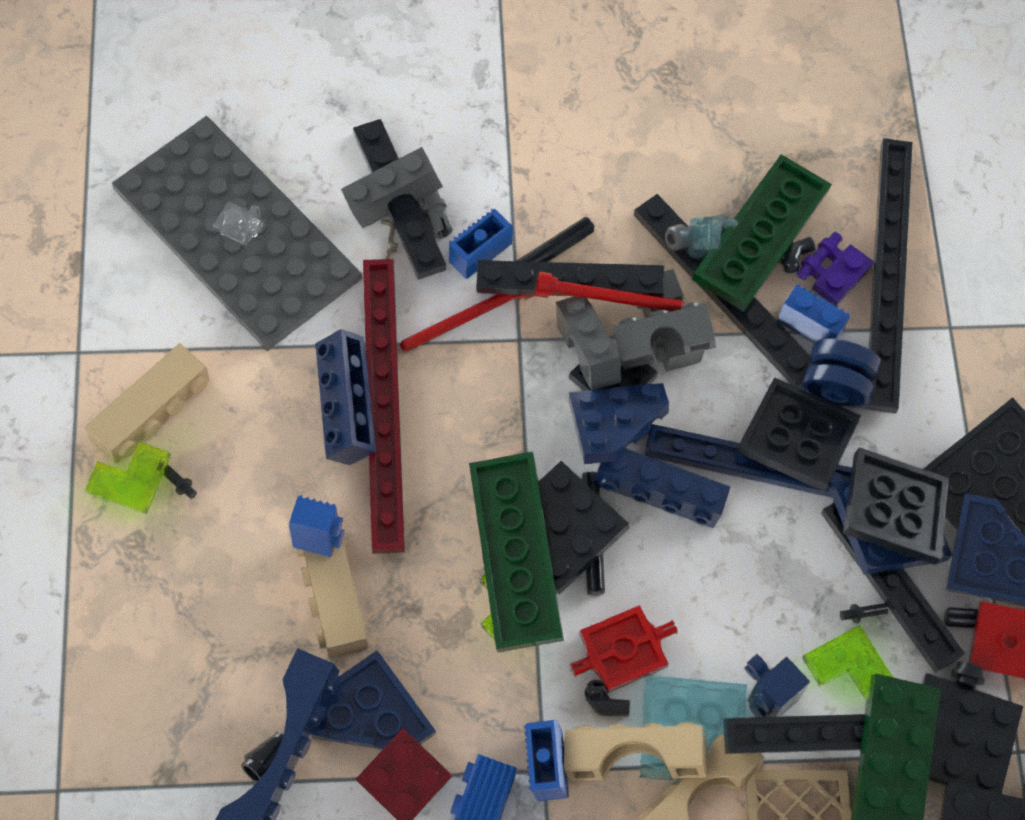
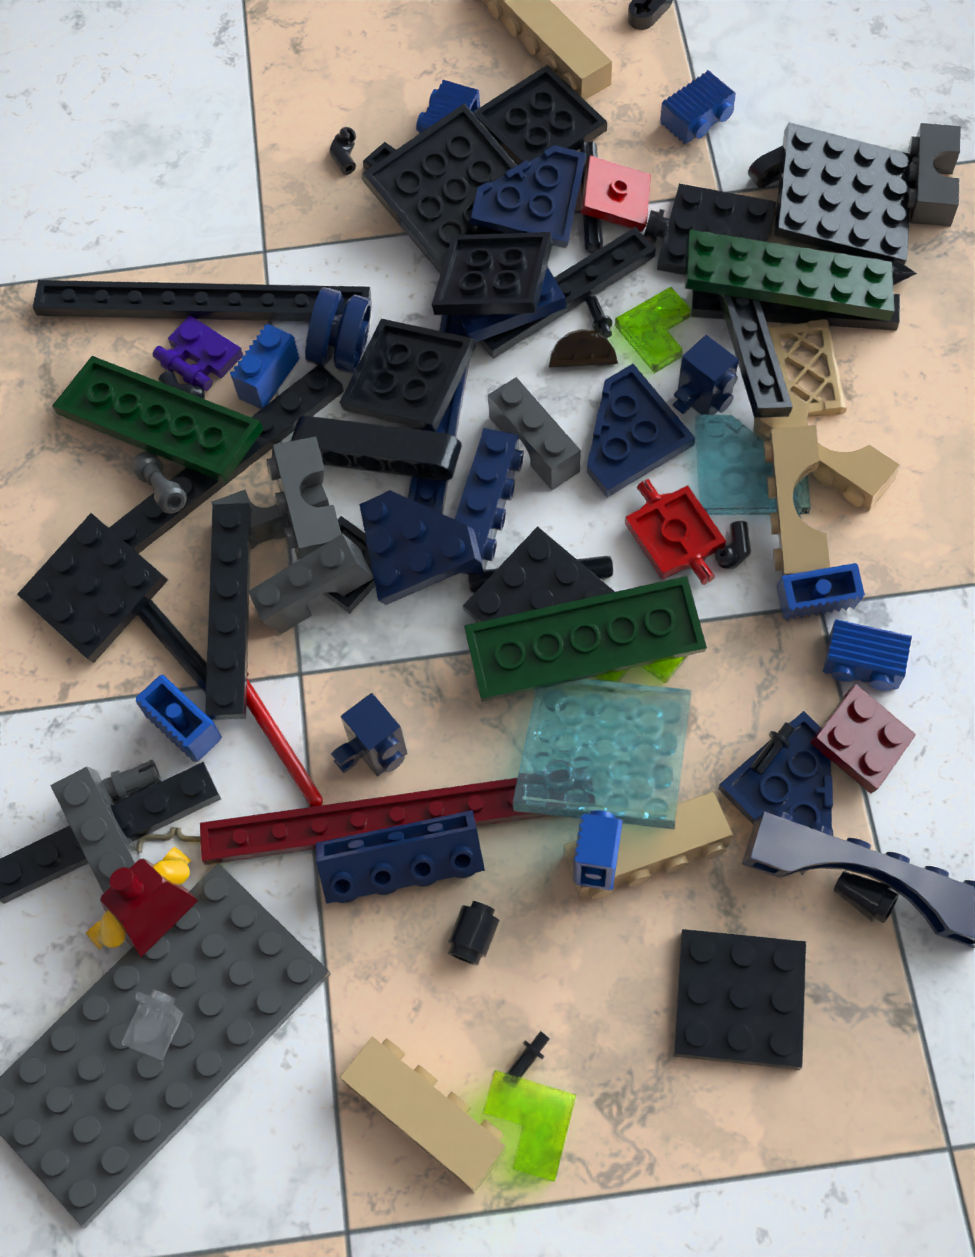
camera: 85 degrees left, 0 degrees up
(199, 646) = (740, 999): none -> black plate
(279, 449) = (473, 932): none -> black brick
(331, 218) = (143, 903): none -> dark red torso
(406, 700) = (777, 742): none -> black piece
(412, 558) = (605, 751): none -> clear light blue plate
(445, 380) = (371, 736): none -> dark blue brick
(549, 285) = (245, 625): red piece -> none
(606, 186) = (92, 587): none -> black plate
(706, 232) = (167, 460): clear light blue panel -> none
(719, 540) = (549, 447): none -> dark grey arch
(722, 402) = (382, 447): none -> black beam
(732, 624) = (633, 432): none -> dark blue plate
(824, 592) = (582, 349): none -> dark brown plate

